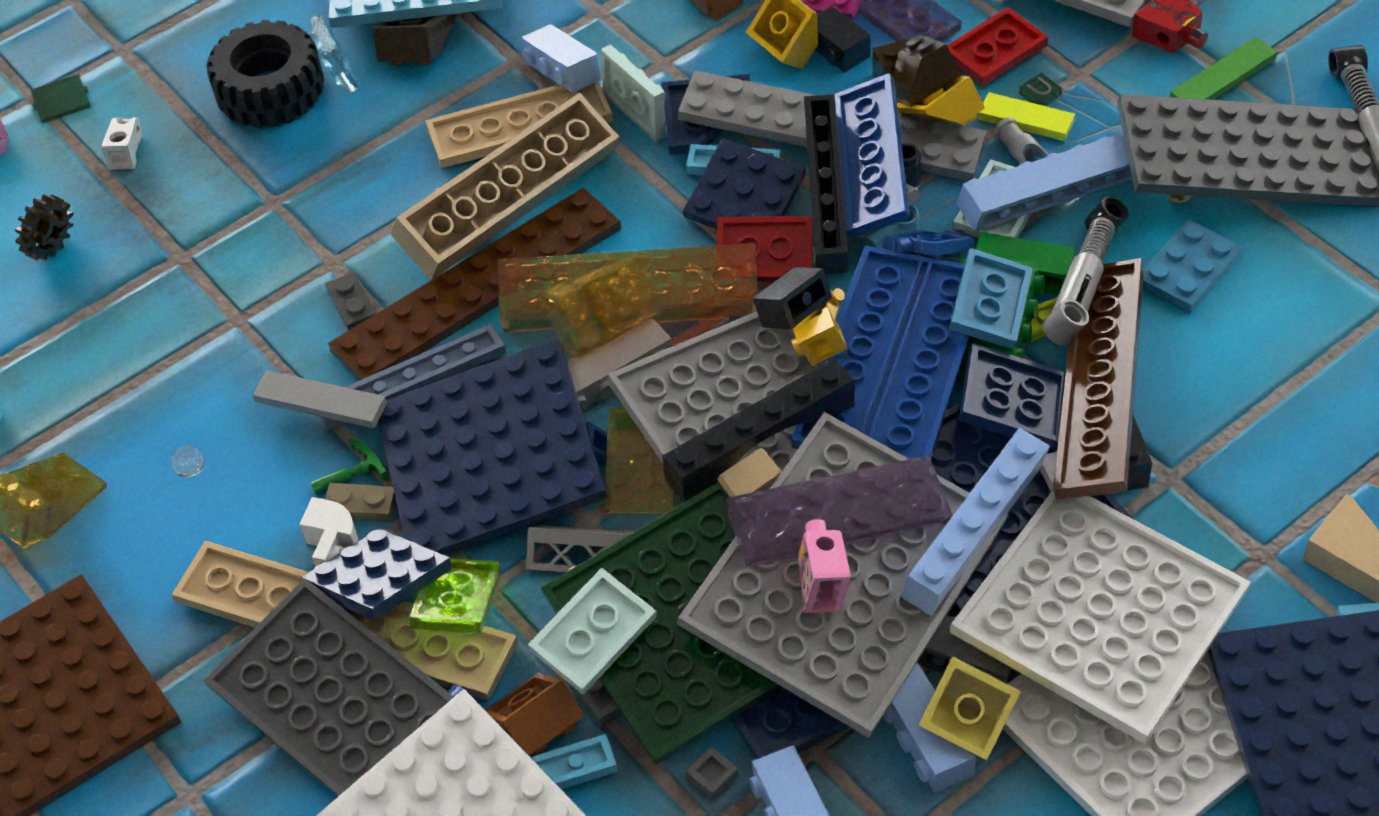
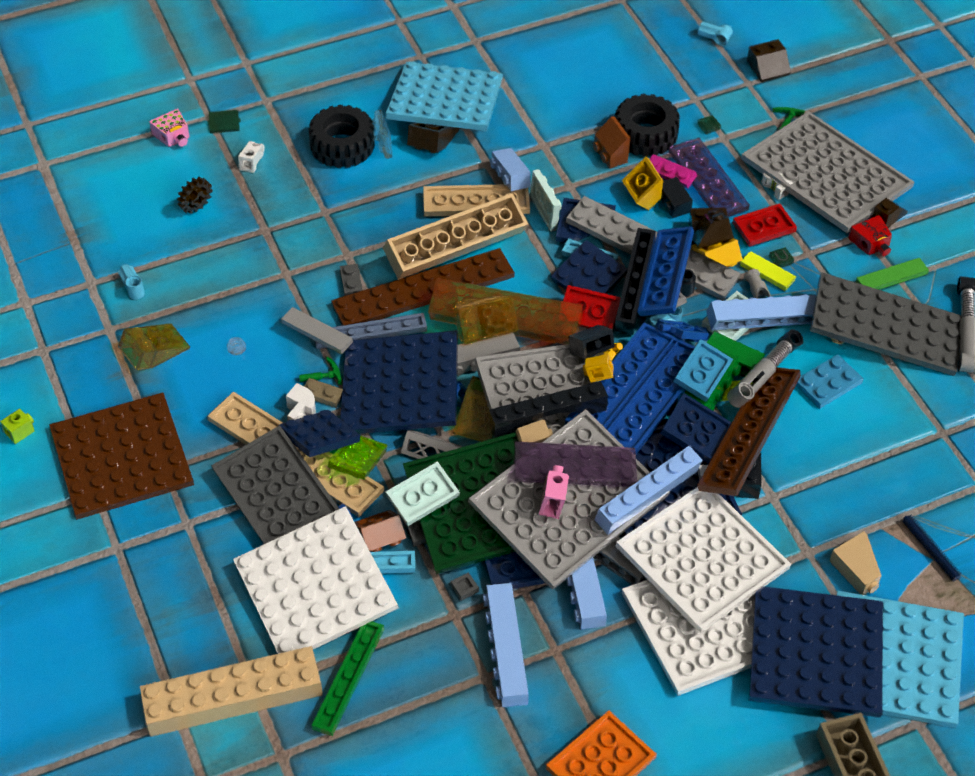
camera: 10 degrees right, 0 degrees up
(969, 708) = (611, 588): light yellow slope -> none

